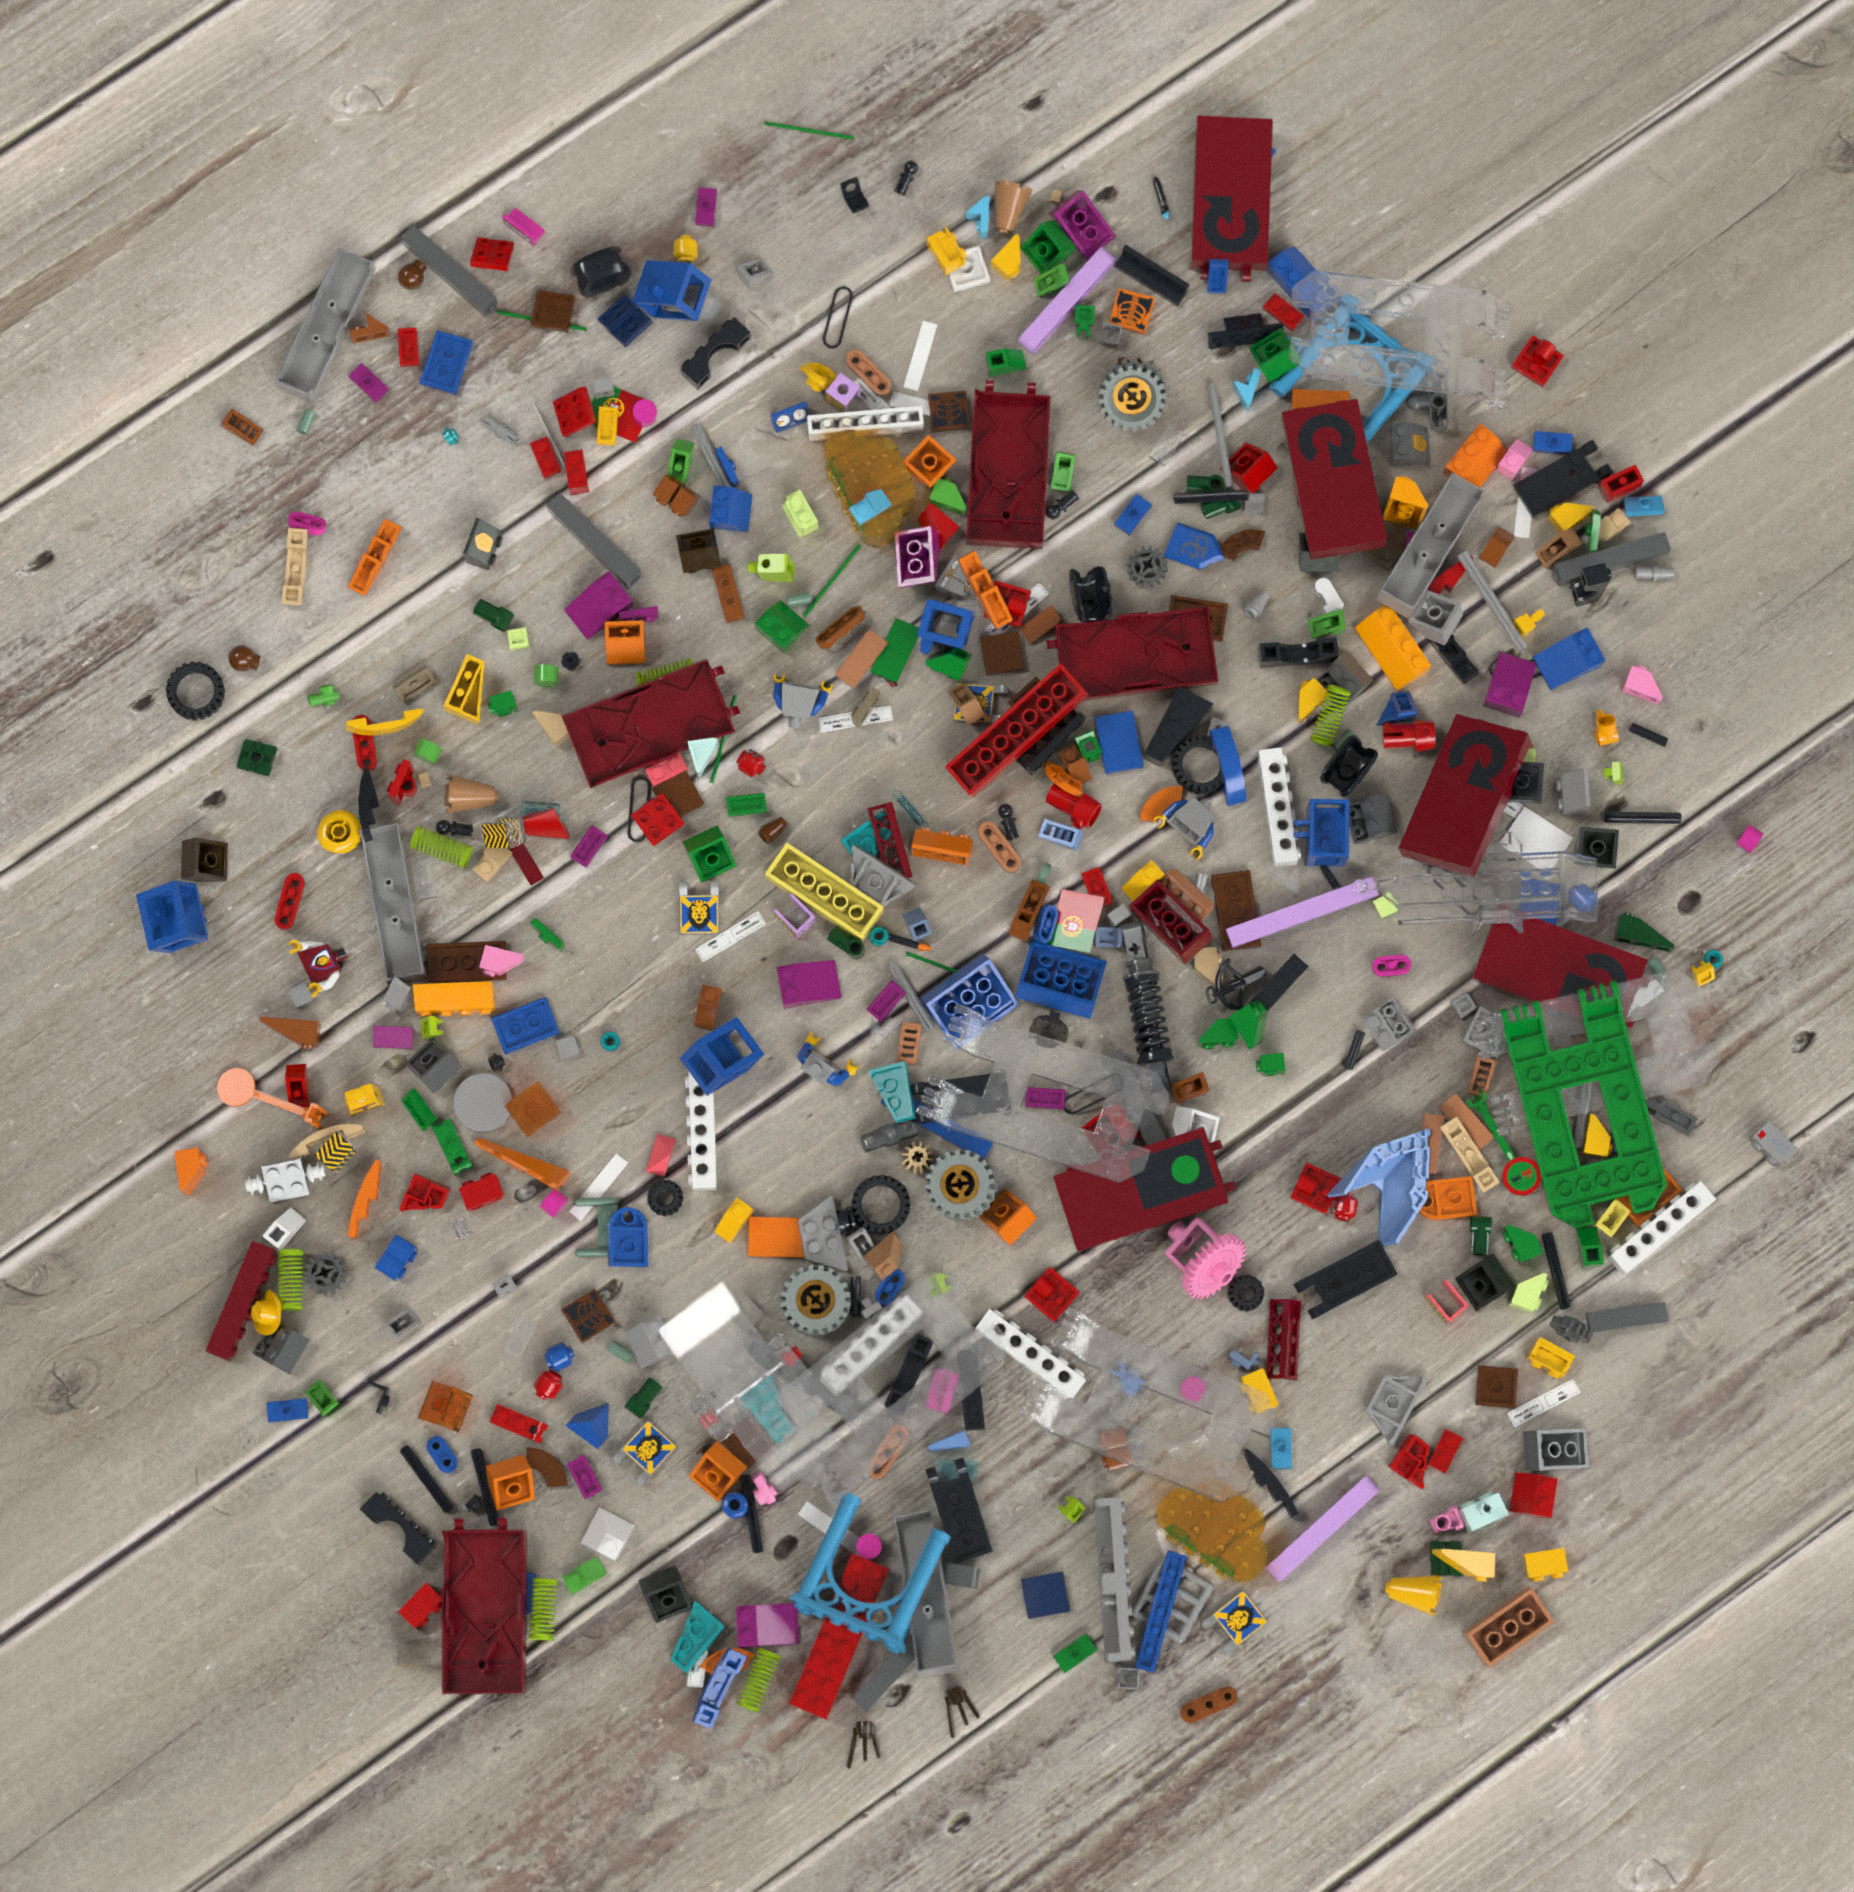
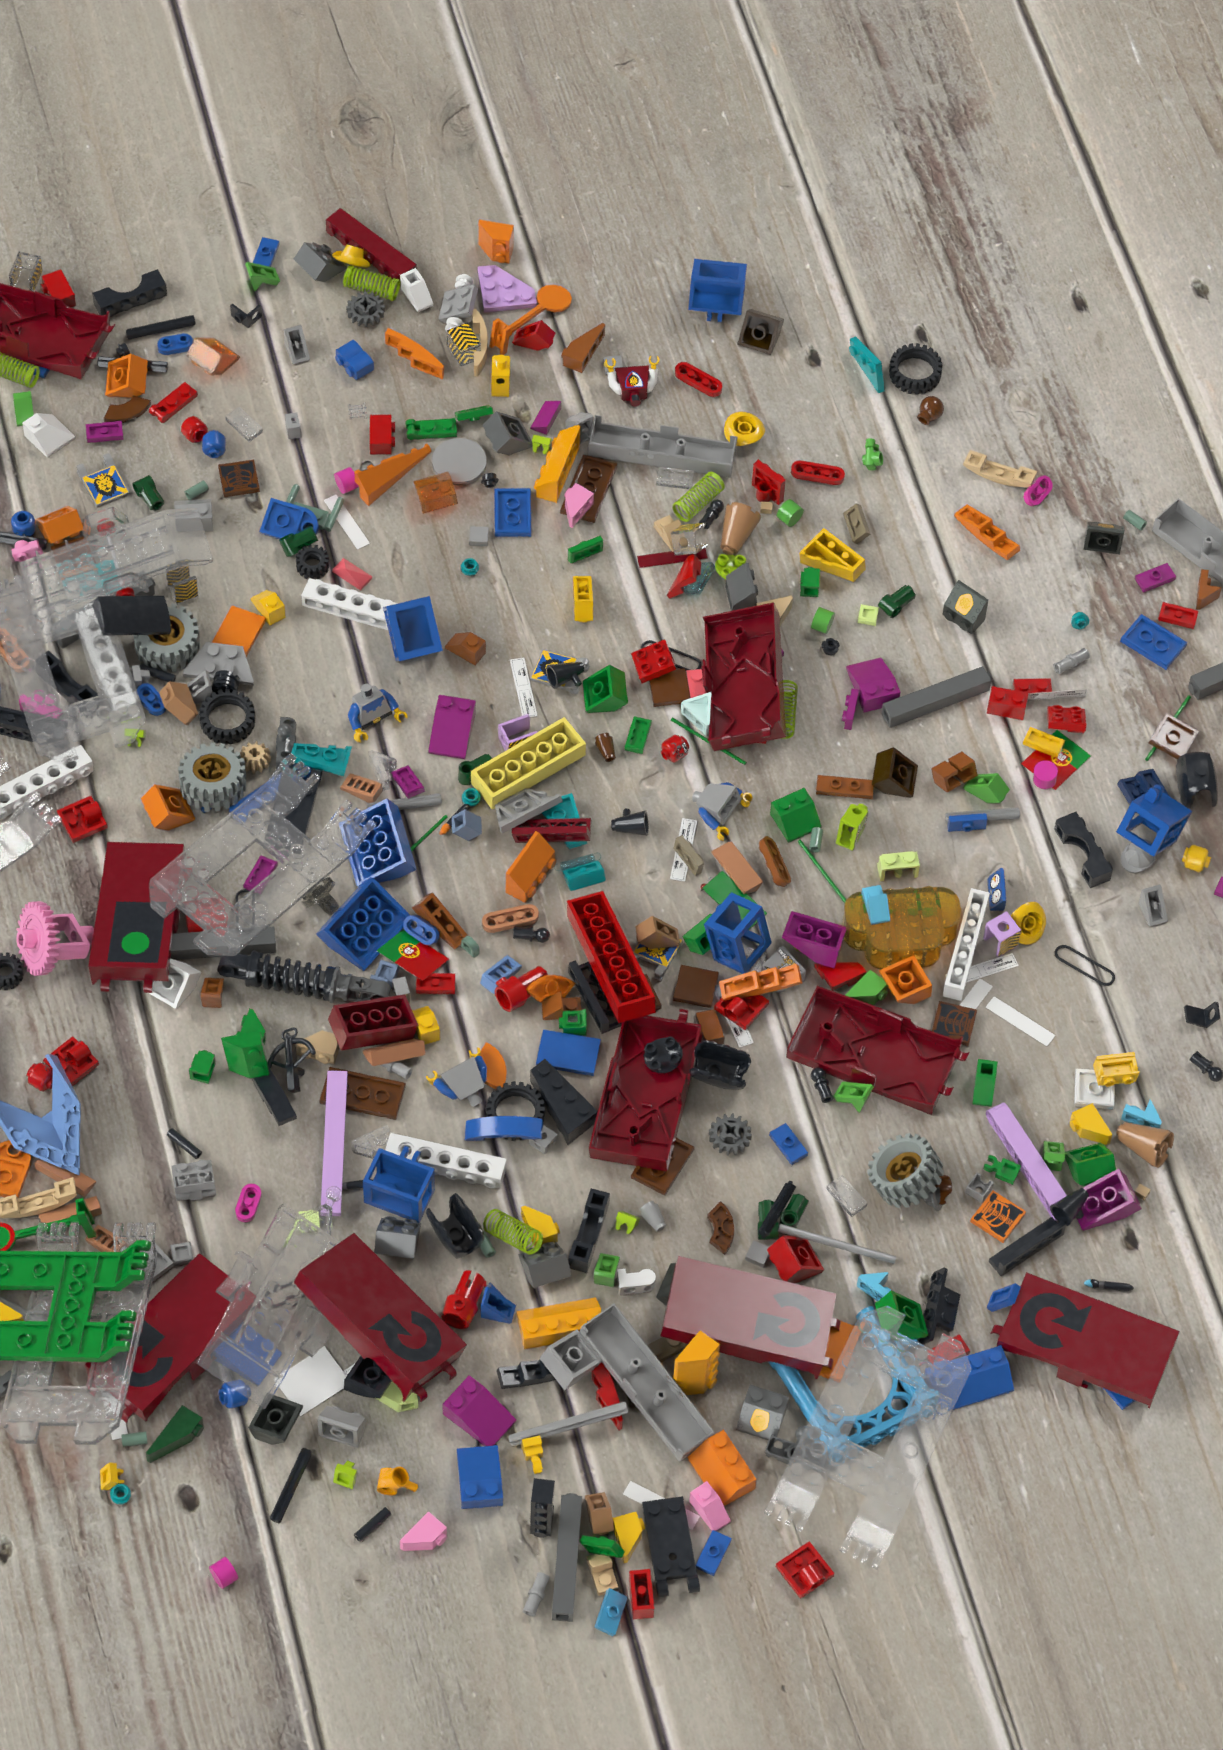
camera: 110 degrees right, 20 degrees down
(207, 739) = (868, 362): none -> teal wing
(232, 429) = (1154, 460): dark orange slope -> none
(244, 1143) = (503, 291): none -> lavender plate
(266, 761) = (830, 399): dark green piece -> none
(341, 442) = (1103, 537): none -> pearl dark grey slope
(360, 726) = (829, 468): yellow slope -> none
(366, 802) = (759, 448): black slope -> none
(424, 1194) = (400, 398): red slope -> none
(514, 784) = (728, 563): none -> lime dish
(543, 763) = (740, 588): none -> dark grey slope
(589, 846) = (652, 605): magenta plate -> none
(591, 1425) = (144, 450): blue slope -> none
(603, 386) = (1082, 749): light grey piece -> none
(606, 915) = (583, 598): none -> yellow slope
(625, 642) = (829, 688): orange slope -> none
(654, 1223) = (294, 542): none -> dark green piece
(708, 898) = (562, 673): none -> black piece
(730, 509) = (925, 811): blue slope -> none
(825, 1329) = (132, 615): none -> black slope
(851, 774) = (631, 823): none -> black piece
(864, 366) = (1023, 963): nougat plate -> none
(921, 799) = (584, 875): none -> teal slope
(1095, 650) = (663, 1055): none -> black dish
(1107, 245) = (1070, 1206): none -> black piece
(1193, 547) = (735, 1182): blue tile -> none
(1269, 625) = (624, 1217): none -> lime tile
(1496, 547) = (626, 1458): dark orange slope -> none

